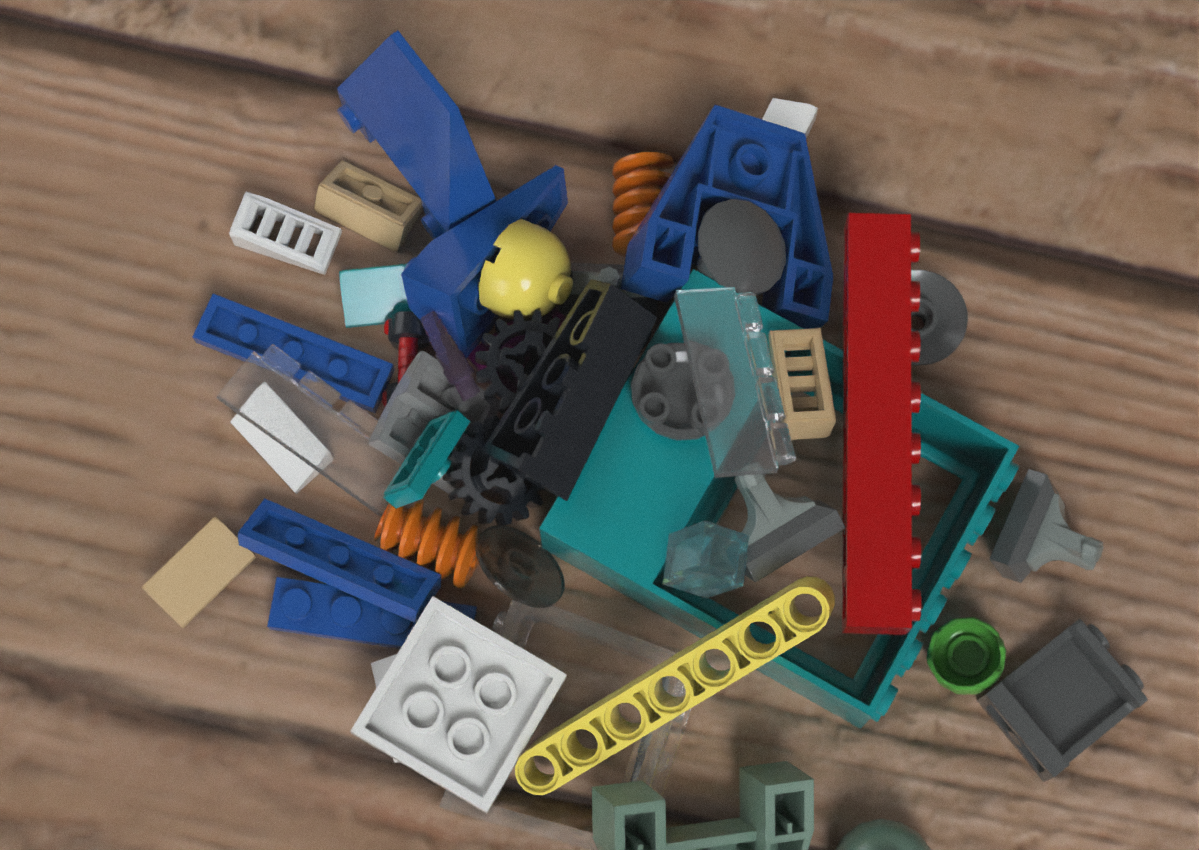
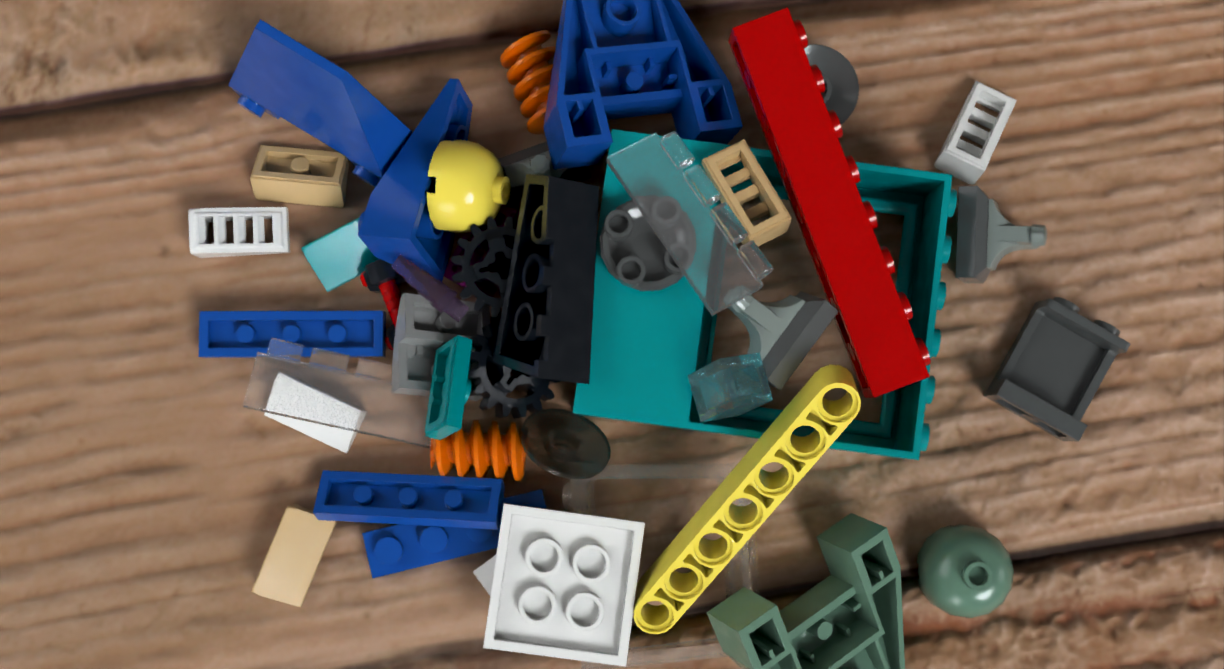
camera: 25 degrees left, 10 degrees up
(741, 247) = (643, 92): dark grey dish -> none
(966, 655) = (966, 366): bright green hair -> none
(1048, 448) = (963, 158): none -> white slope

